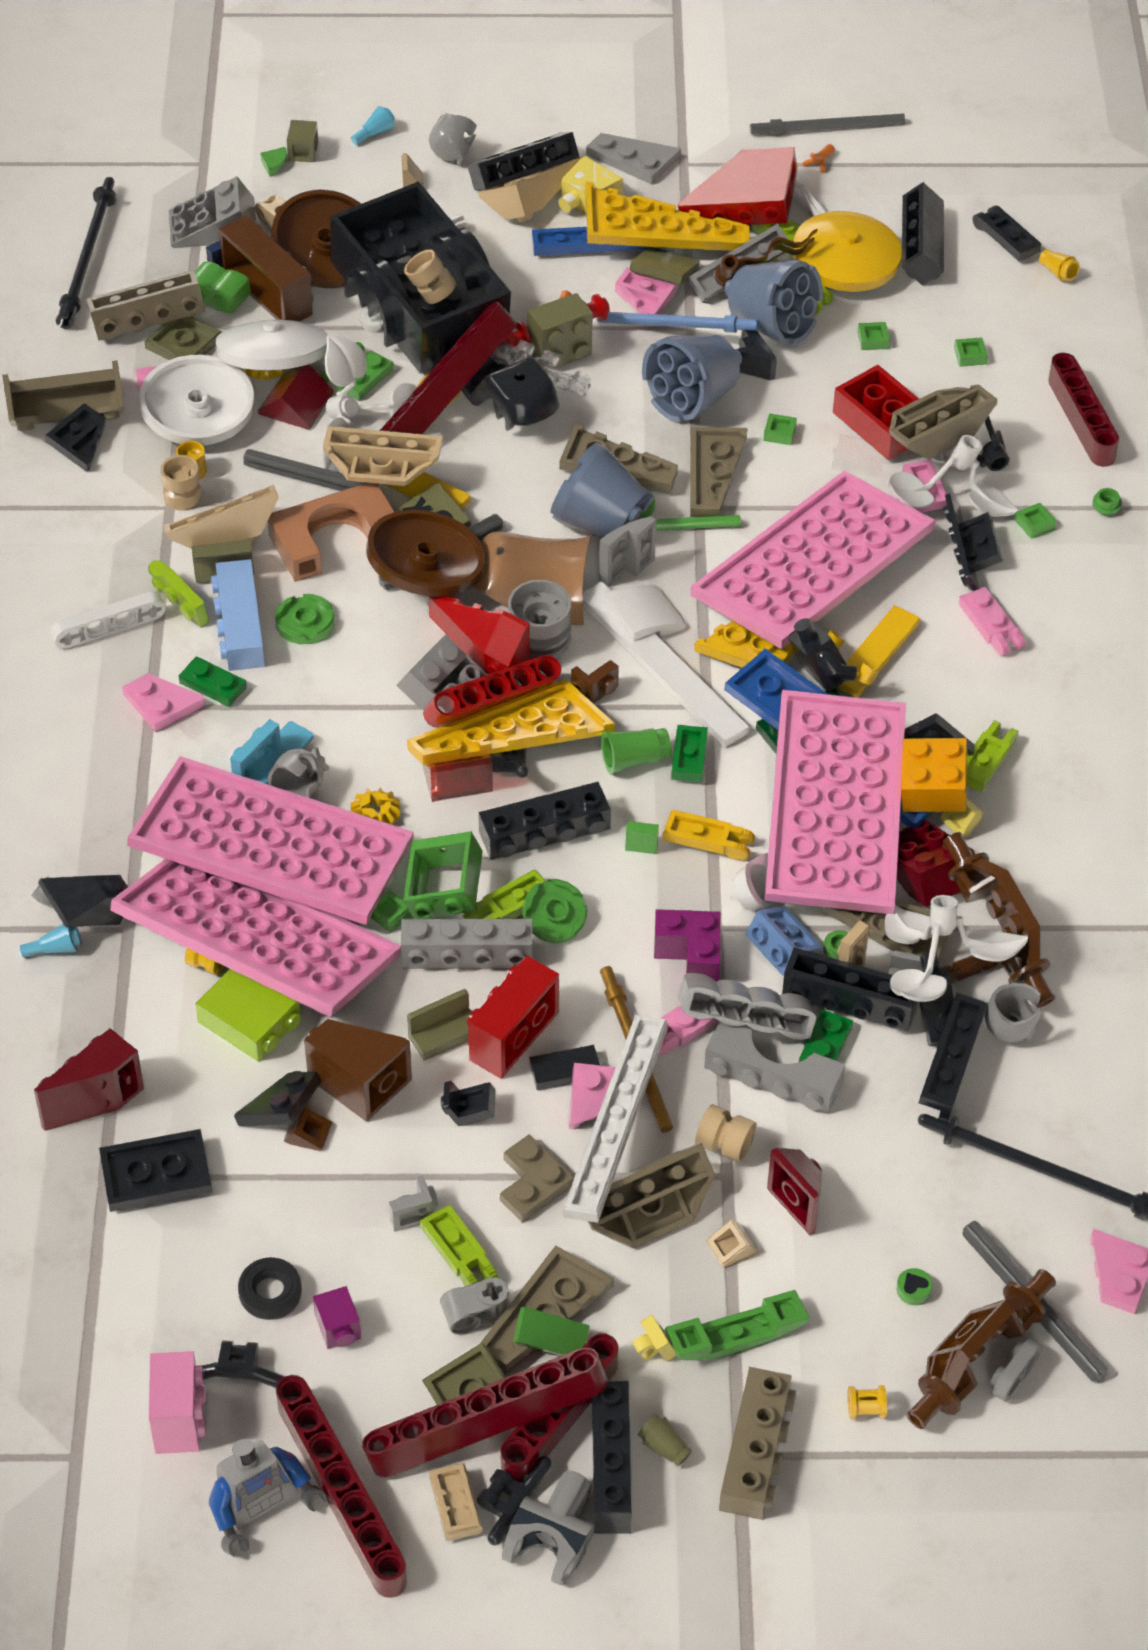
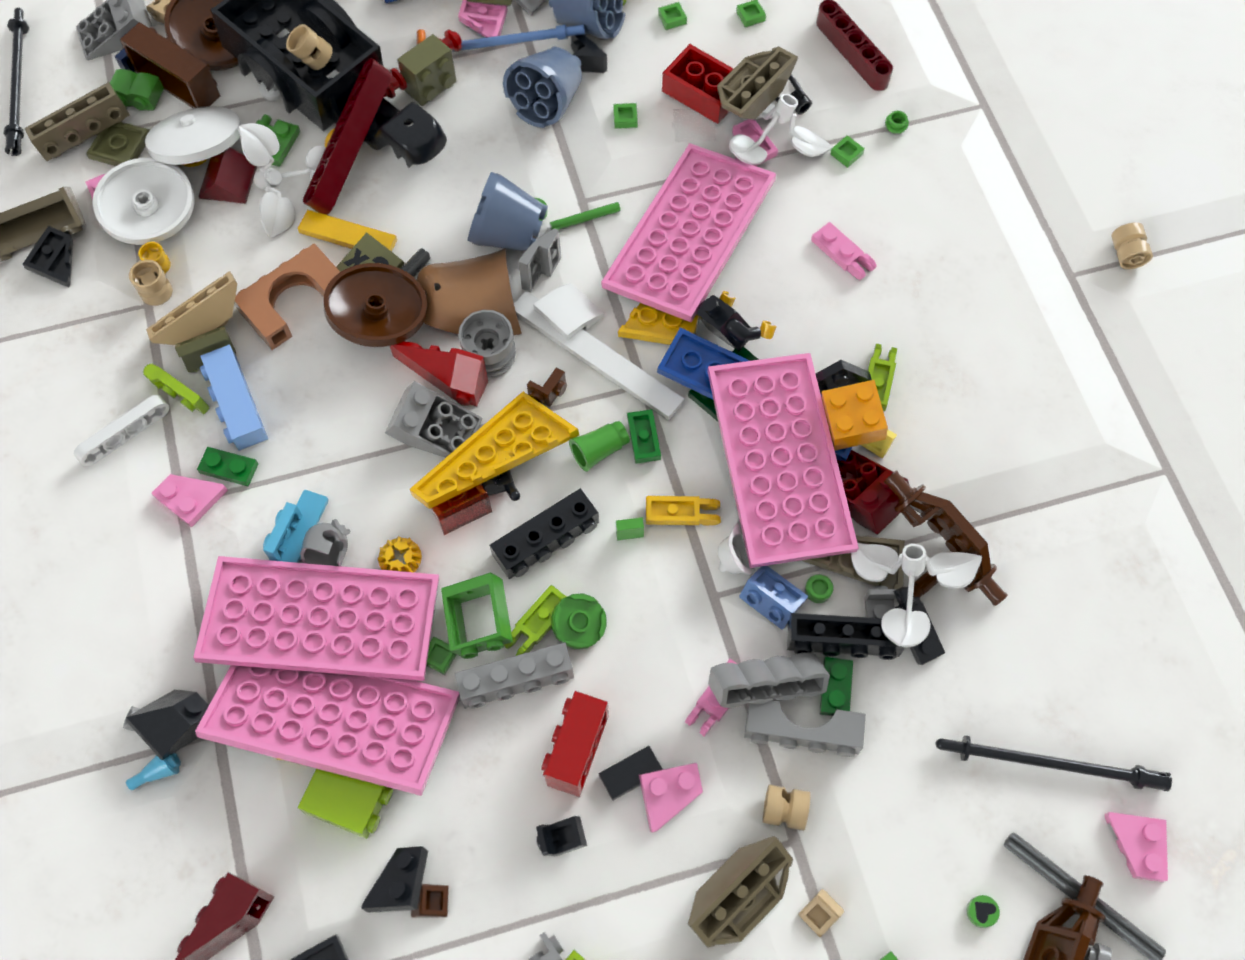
camera: 15 degrees left, 15 degrees up
(298, 470) = (252, 245): dark grey axle -> none
(305, 619) = (290, 385): bright green tile -> none
(358, 1065) = (456, 833): reddish brown slope -> none
(381, 455) = (312, 221): tan wedge -> none
(440, 1025) = (517, 763): olive panel -> none
(479, 690) = (459, 430): red beam -> none
(508, 355) = (428, 103): clear plant -> none
(540, 1178) = (644, 892): dark tan plate -> none
(615, 1119) = (695, 834): white tile -> none
(616, 998) = (653, 690): pearl gold bar -> none
(646, 468) = (528, 177): dark tan wing -> none
(689, 937) = (704, 617): magenta brick -> none
(712, 467) = (583, 163): dark tan wing -> none
(796, 1185) = (865, 846): dark red slope -> none
(854, 945) = (837, 598): tan plate -> none
(881, 645) = (764, 294): yellow tile -> none
(952, 1054) = (949, 679): black fence -> none
(975, 542) = (811, 184): black bracket -> none
(1009, 1013) = (980, 624): light grey helmet -> none

